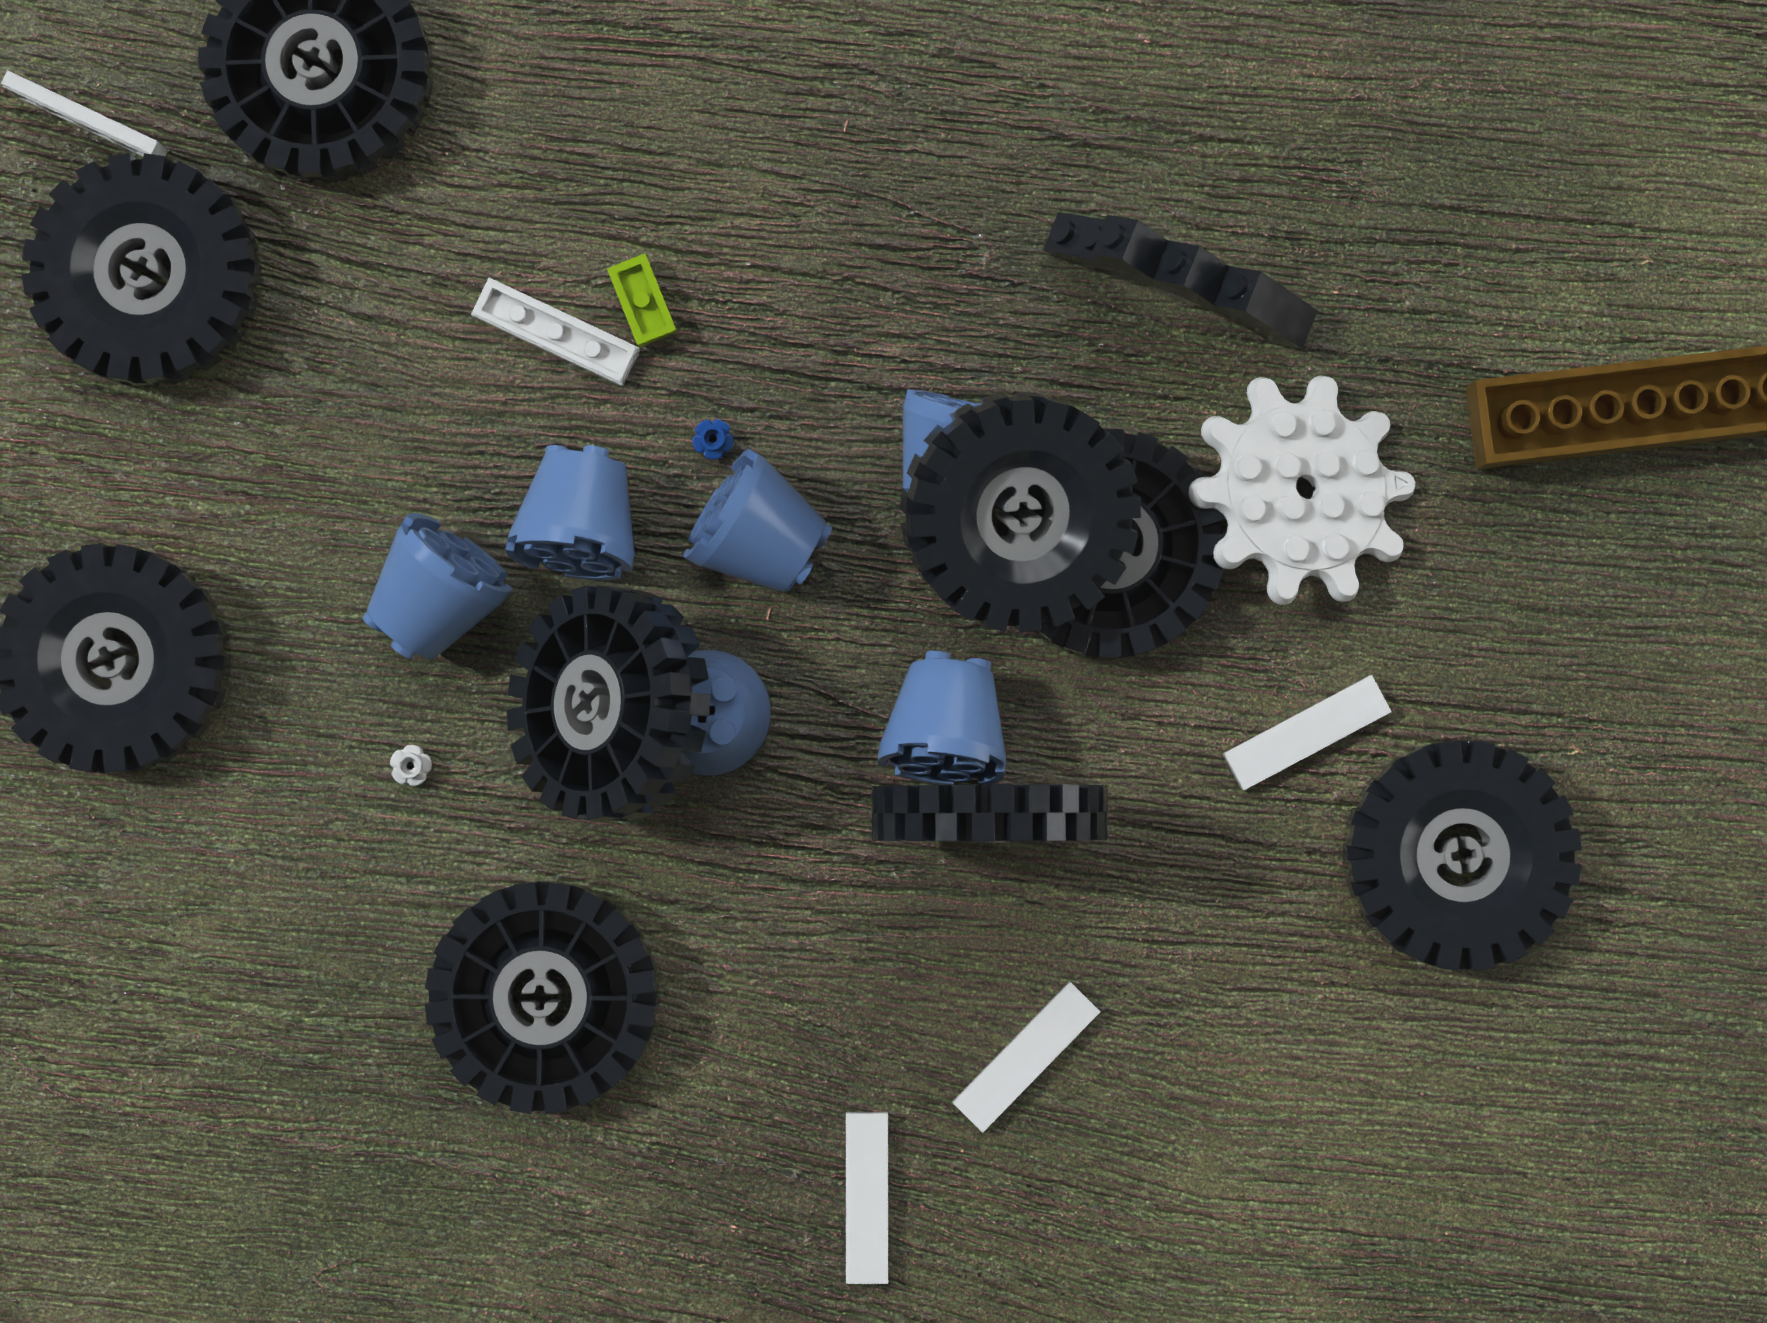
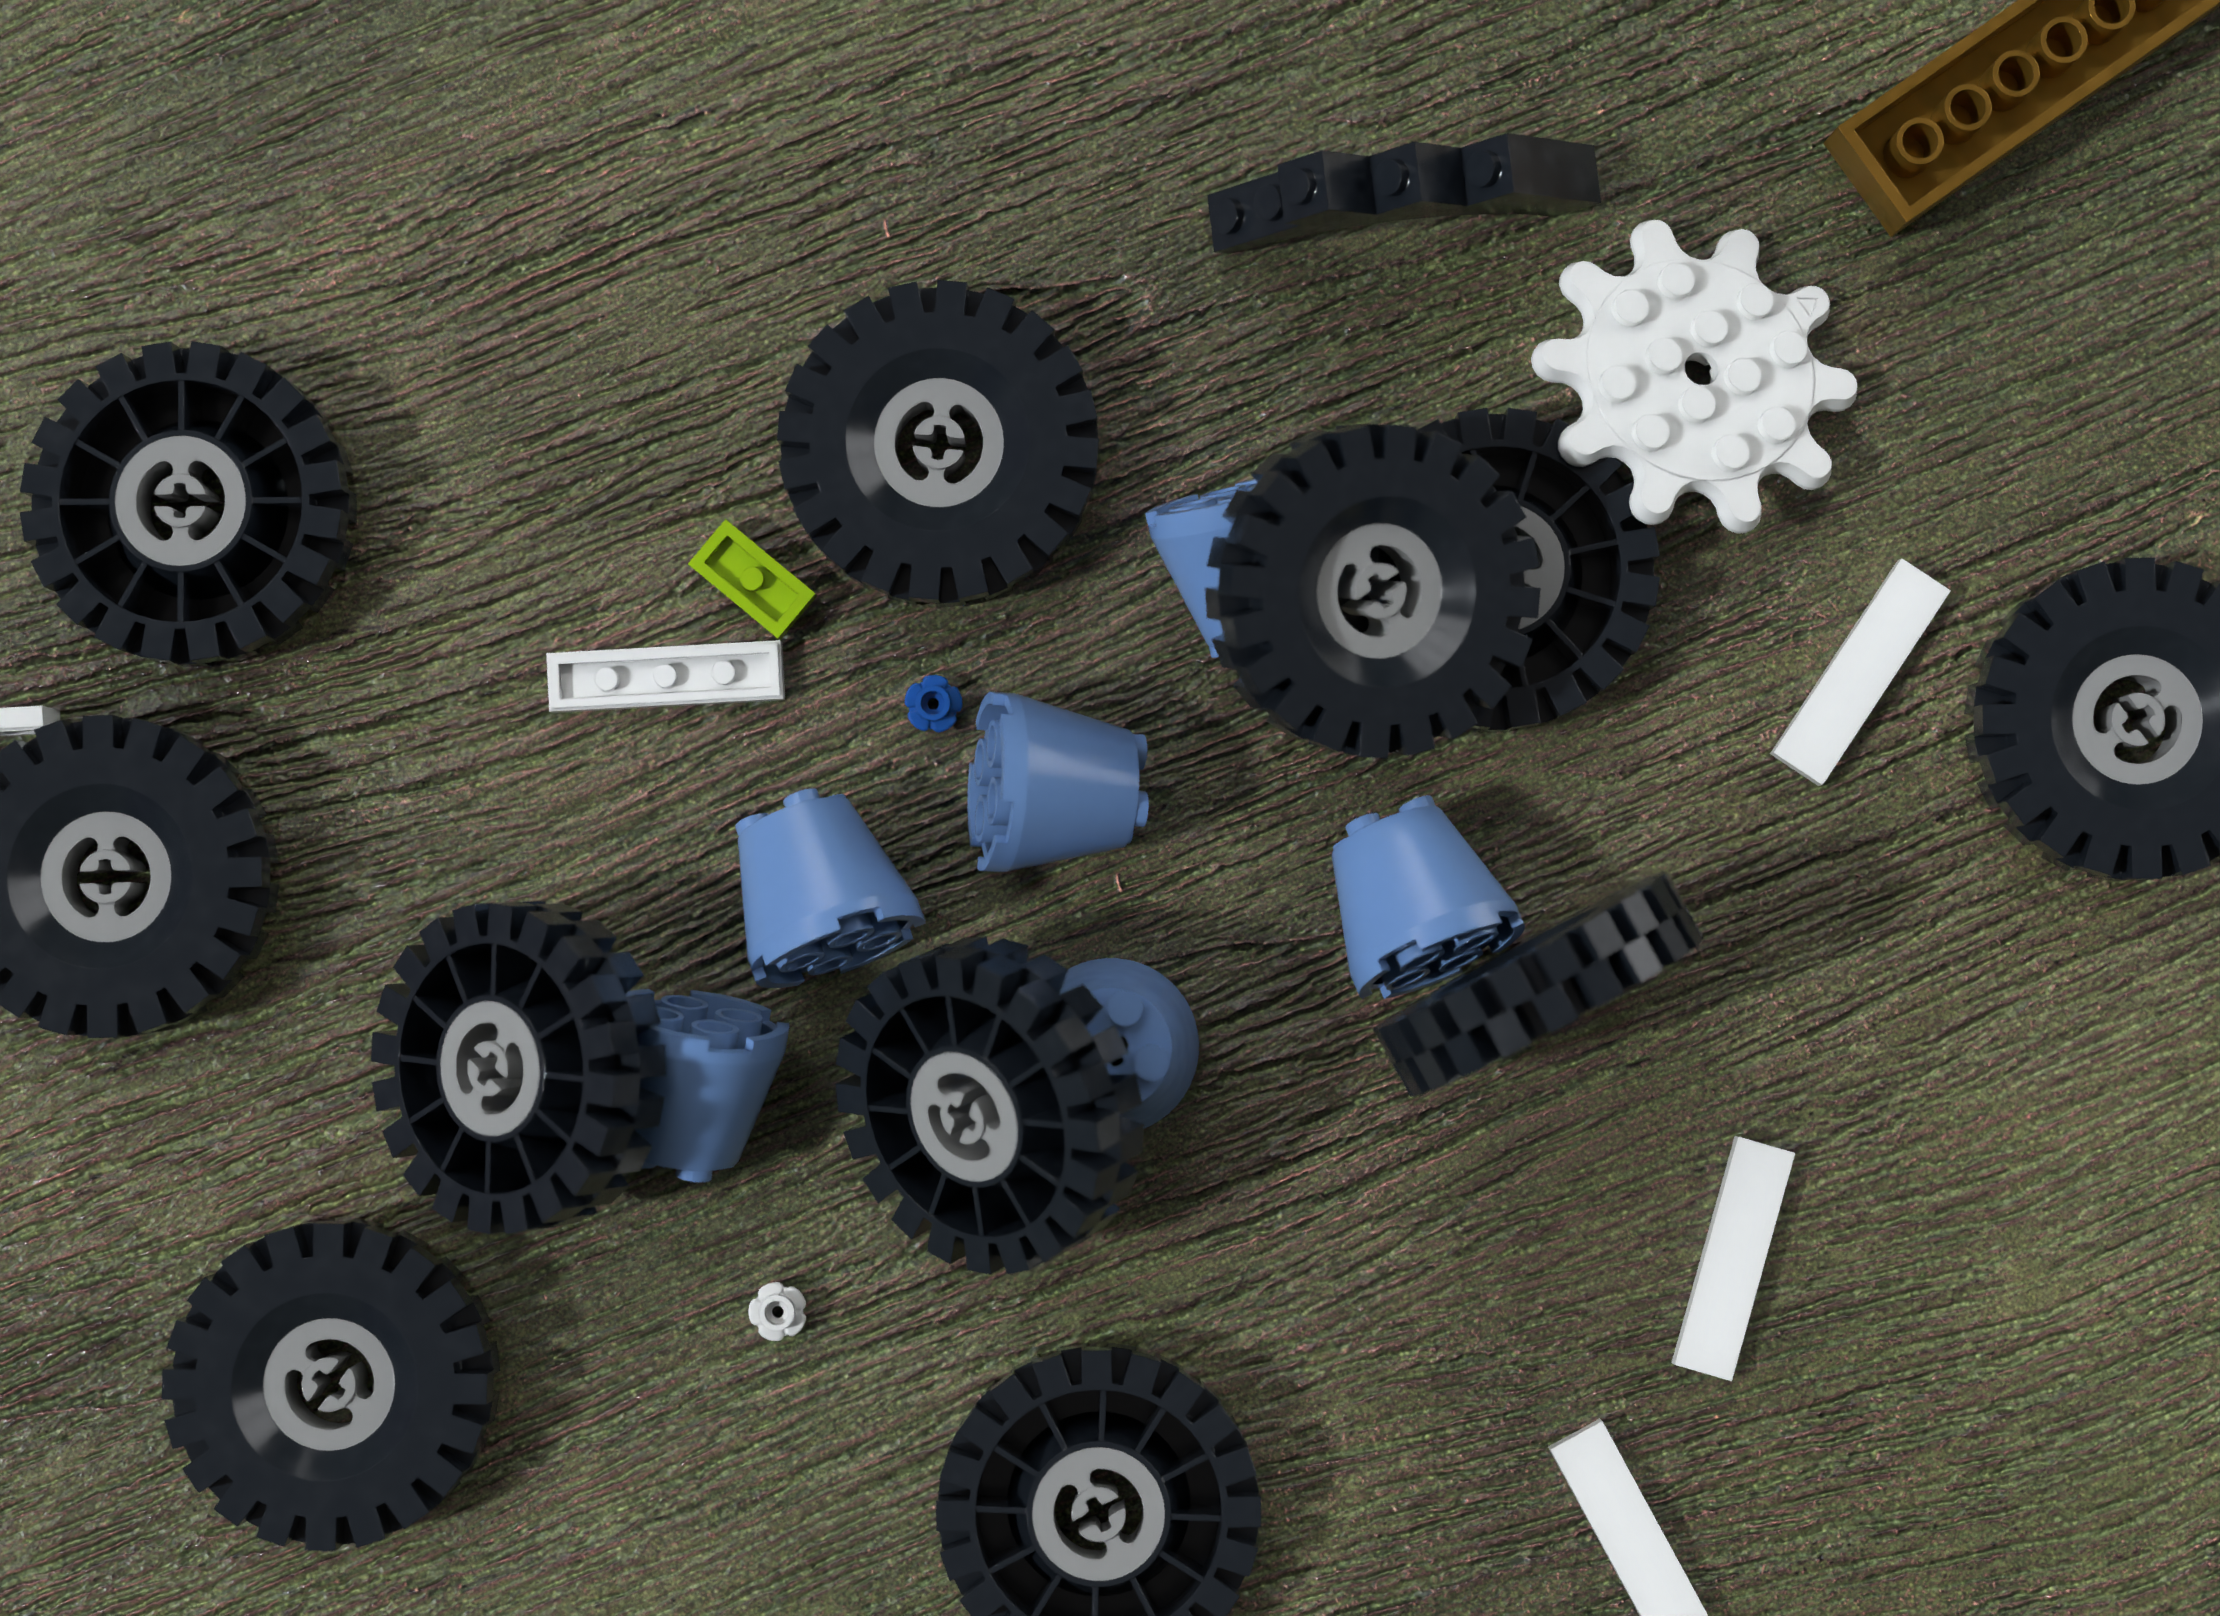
camera: 30 degrees left, 0 degrees up
(329, 522) = (517, 1066): none -> black wheel
(841, 227) = (947, 356): none -> black wheel

